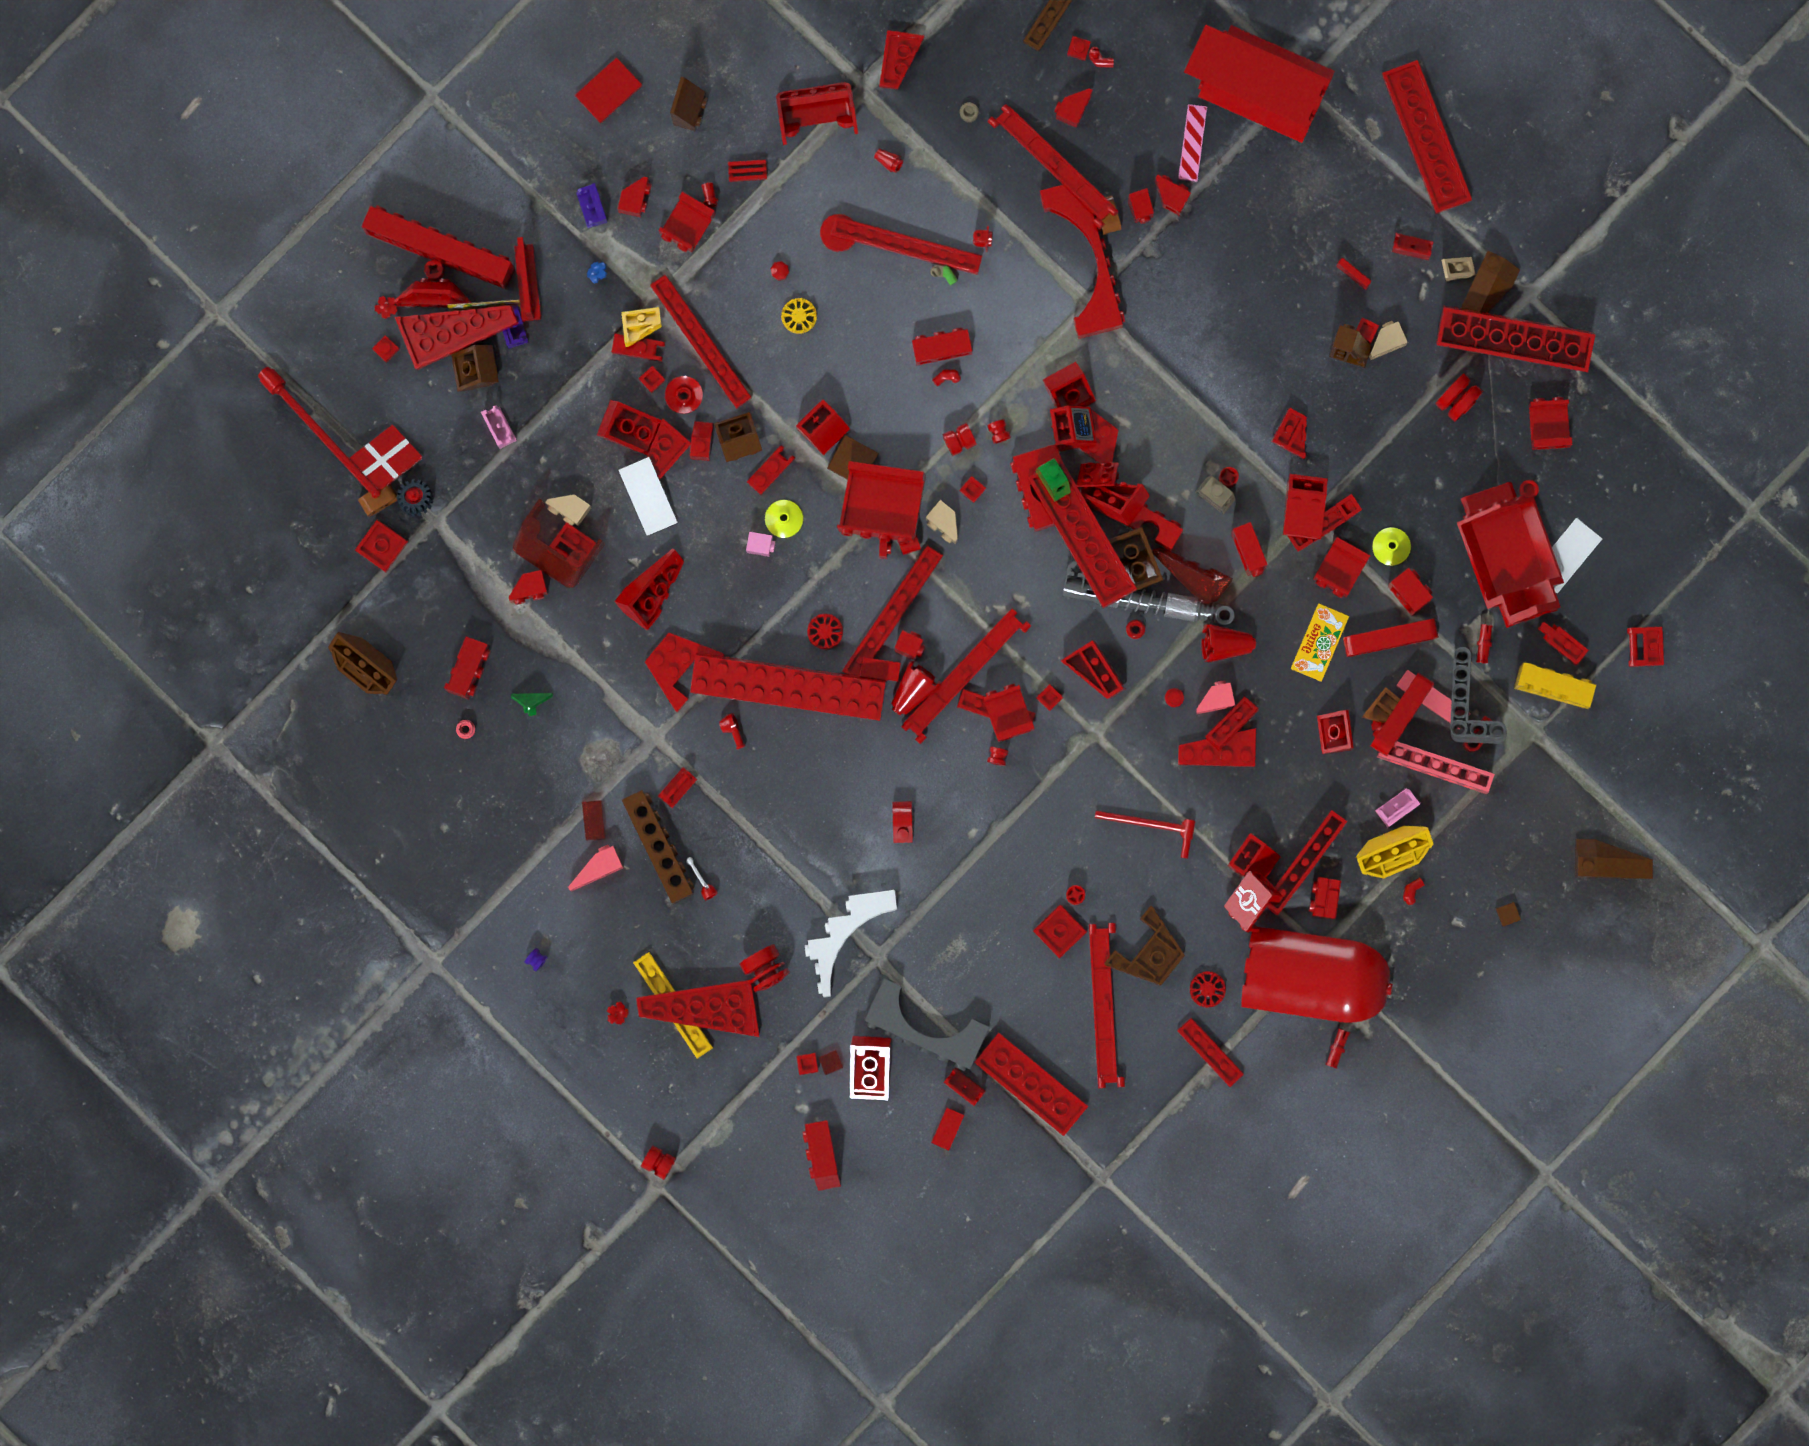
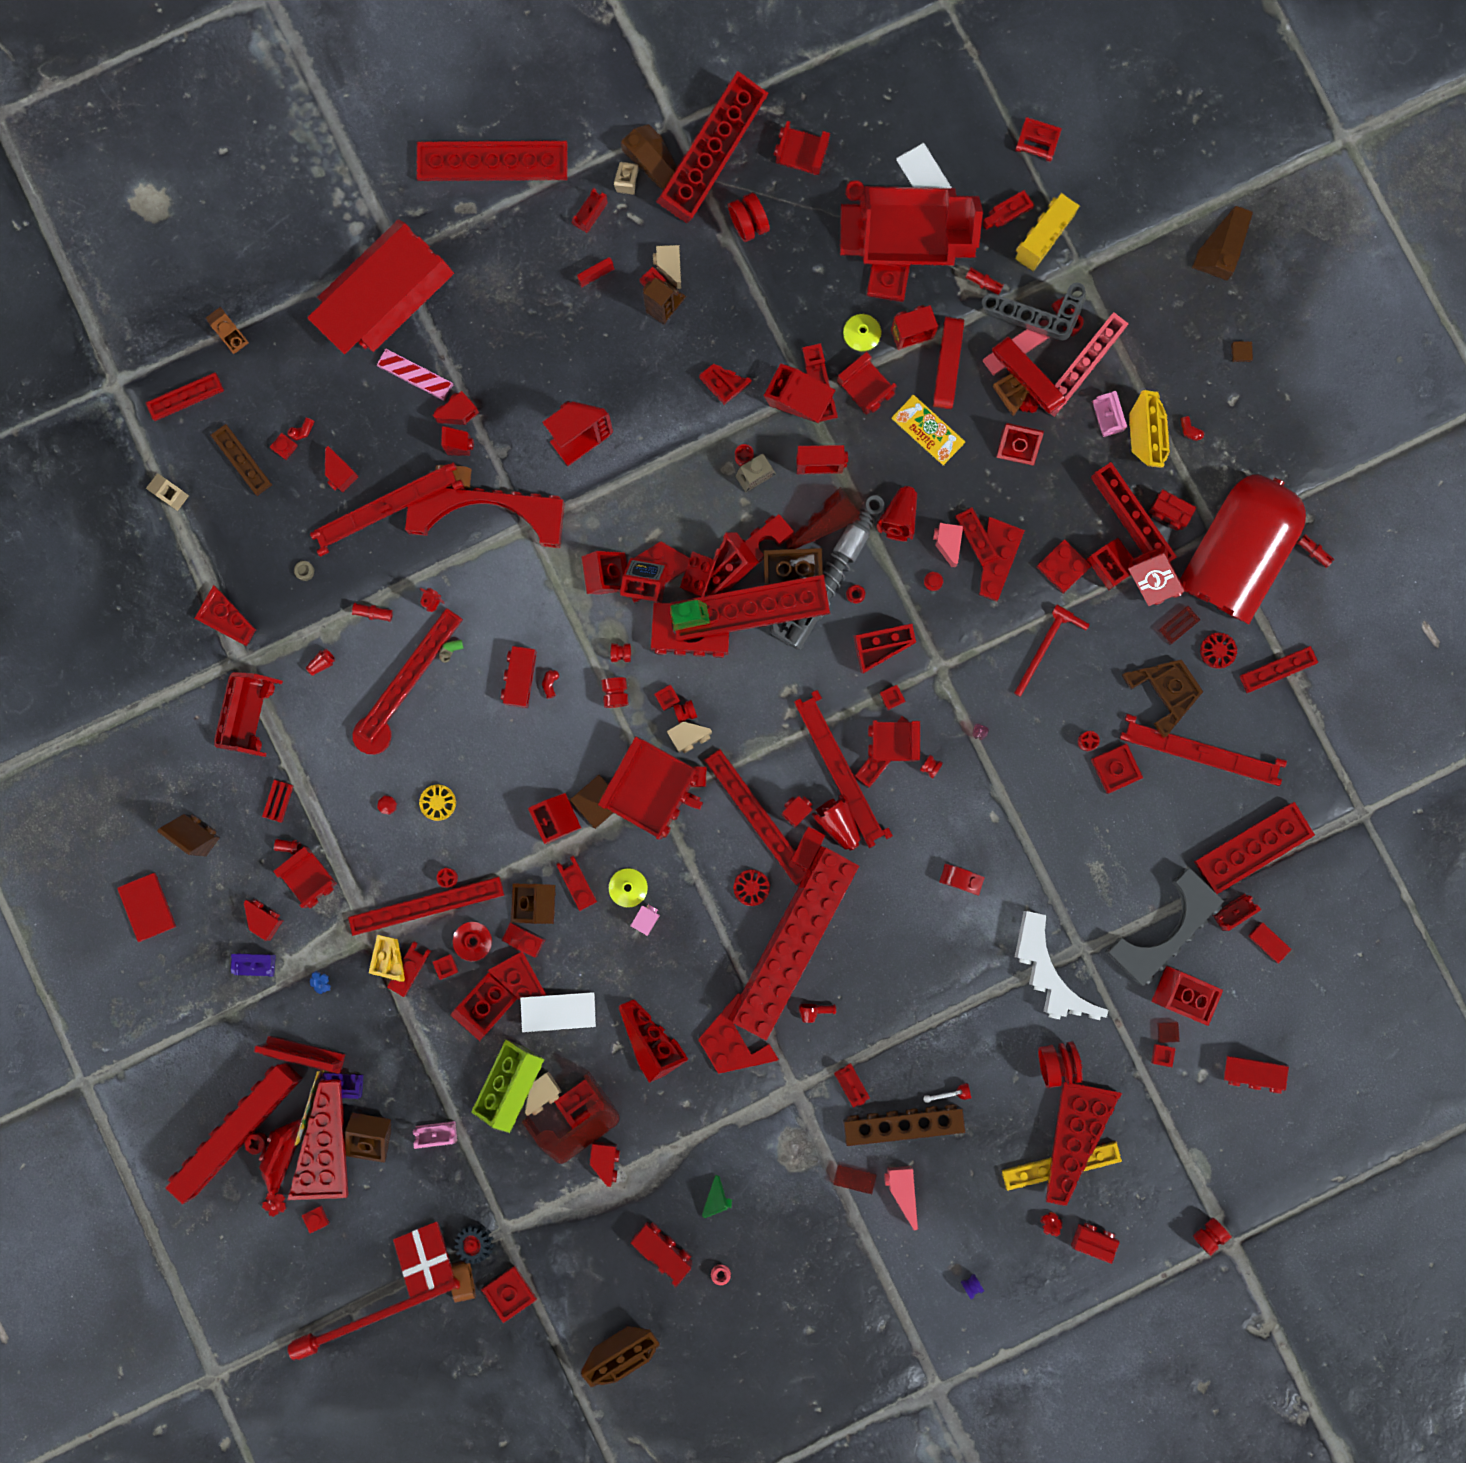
camera: 80 degrees left, 0 degrees up
(566, 474) = (507, 1086): none -> lime brick
(614, 1058) = (1095, 1243): none -> red brick
(731, 347) = (443, 877): none -> red wheel
(953, 189) = (372, 612): none -> red pin
(969, 512) = (689, 711): none -> red wheel
(1048, 791) = (980, 731): none -> clear pink hinge
(1189, 312) = (577, 429): none -> red windscreen
(1232, 952) = (1166, 635): none -> clear red tile
(1234, 815) = (1064, 566): none -> red plate
(1449, 553) = (888, 281): none -> red tile

